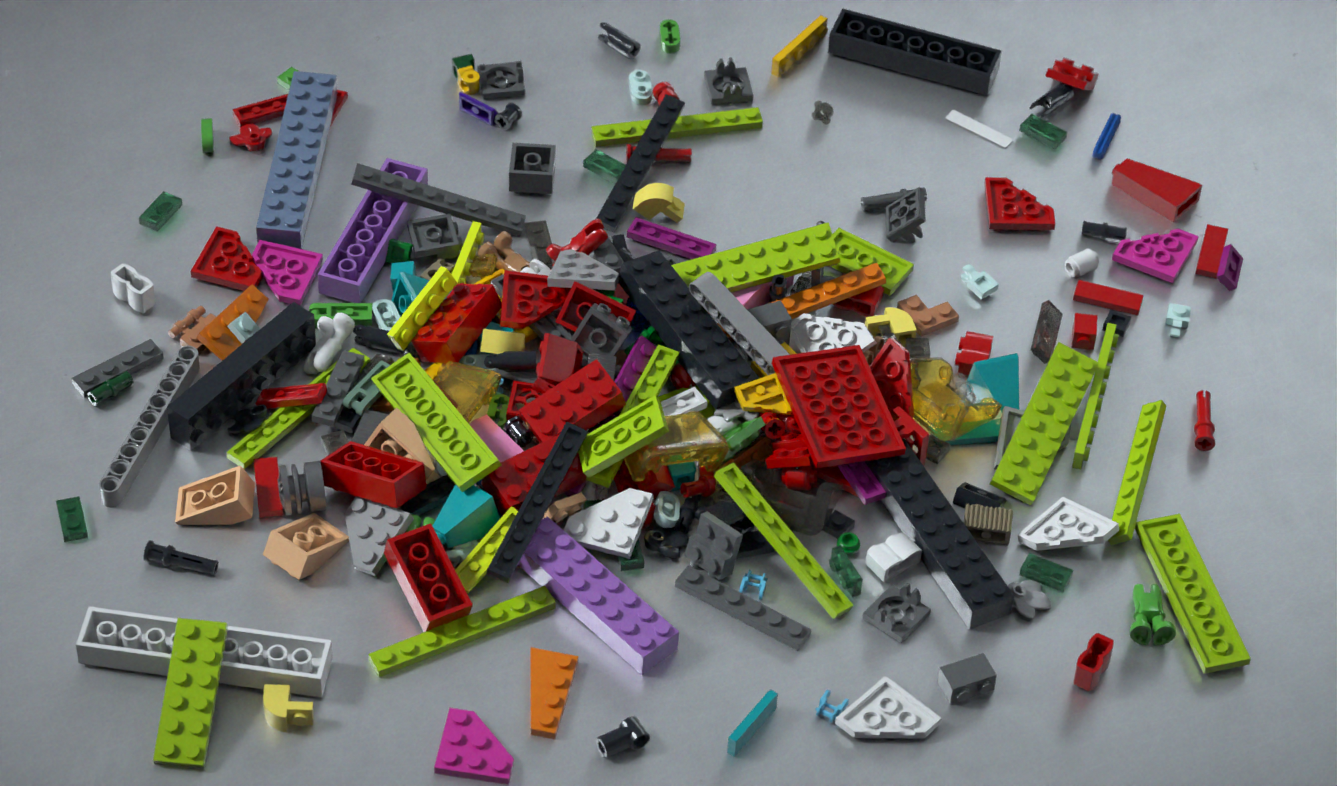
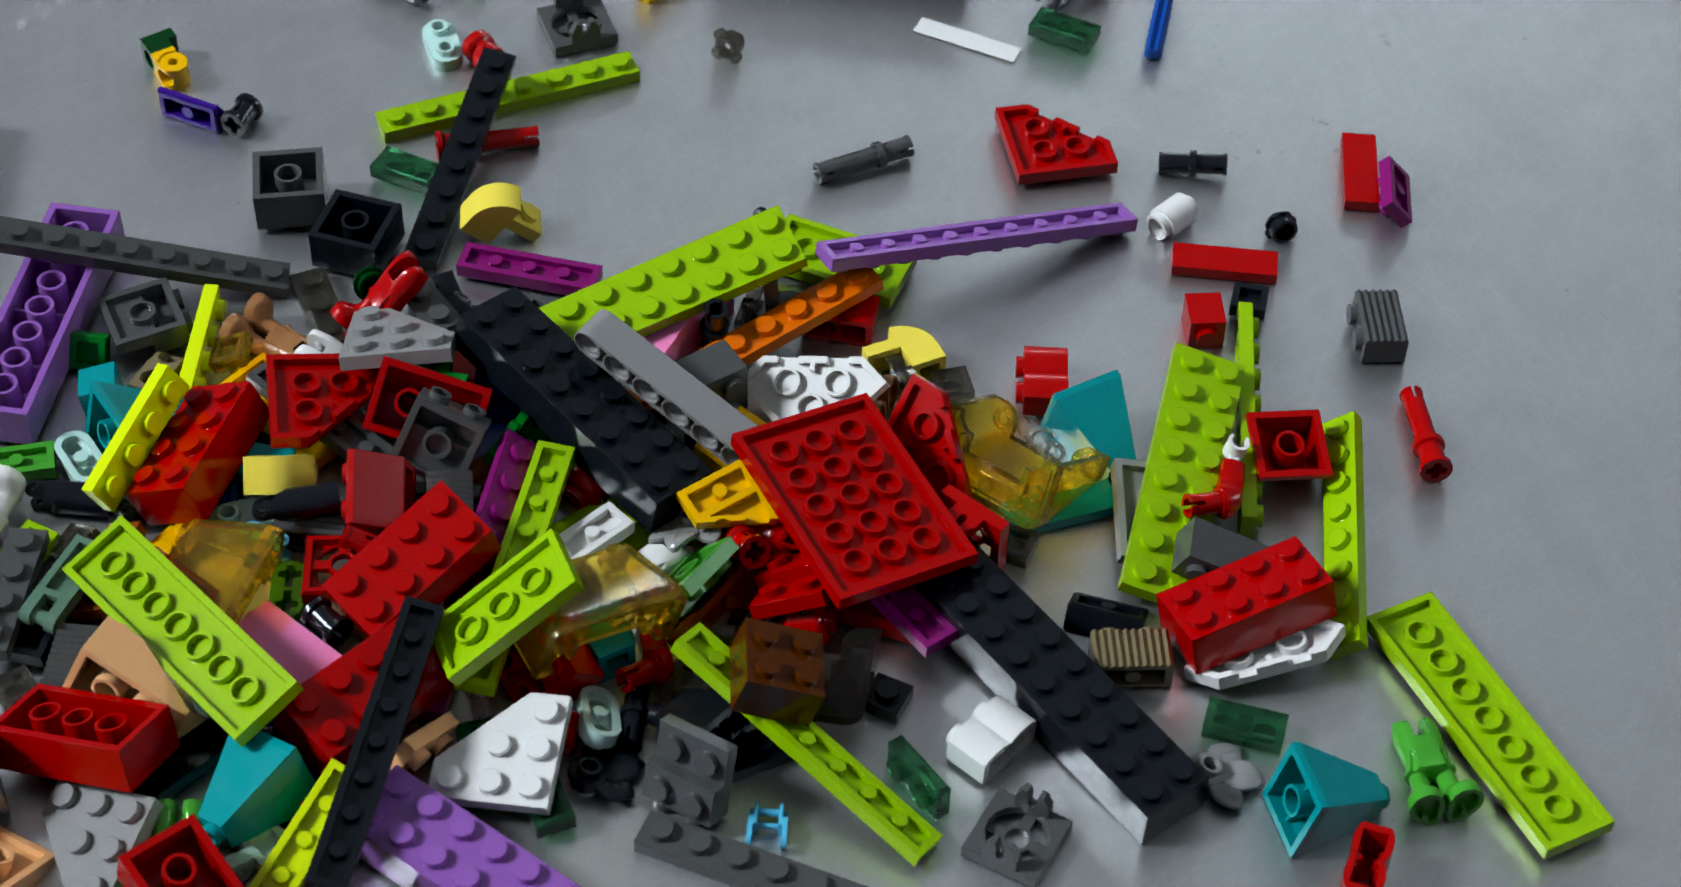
camera: 10 degrees left, 0 degrees up
(501, 90) = (226, 78): dark grey piece -> none
(569, 203) = (356, 233): none -> black brick
(570, 232) = (365, 279): none -> dark green plate
(772, 497) = (777, 672): none -> reddish brown brick
(849, 543) = (912, 726): green plate -> none
(908, 204) = (888, 164): dark grey piece -> none
(929, 319) = (958, 336): nougat plate -> none
(952, 259) = (974, 237): none -> medium lavender plate
(979, 283) = (1024, 269): light aqua plate -> none
(1046, 331) = (1145, 330): clear smoke plate -> none
(1056, 474) = (1206, 546): none -> dark grey slope
(1062, 503) = (1247, 604): none -> red brick
(1069, 436) = (1229, 490): none -> red arm
(1079, 616) = (1320, 798): none -> teal slope
(1114, 414) = (1289, 445): none -> red slope
(1150, 279) = (1281, 227): none -> black plate
(1156, 188) = (1253, 90): red slope -> none
(1157, 254) = (1280, 184): dark pink plate -> none
(1178, 317) = (1339, 278): light aqua plate -> none
(1194, 350) = (1378, 326): none -> dark grey brick

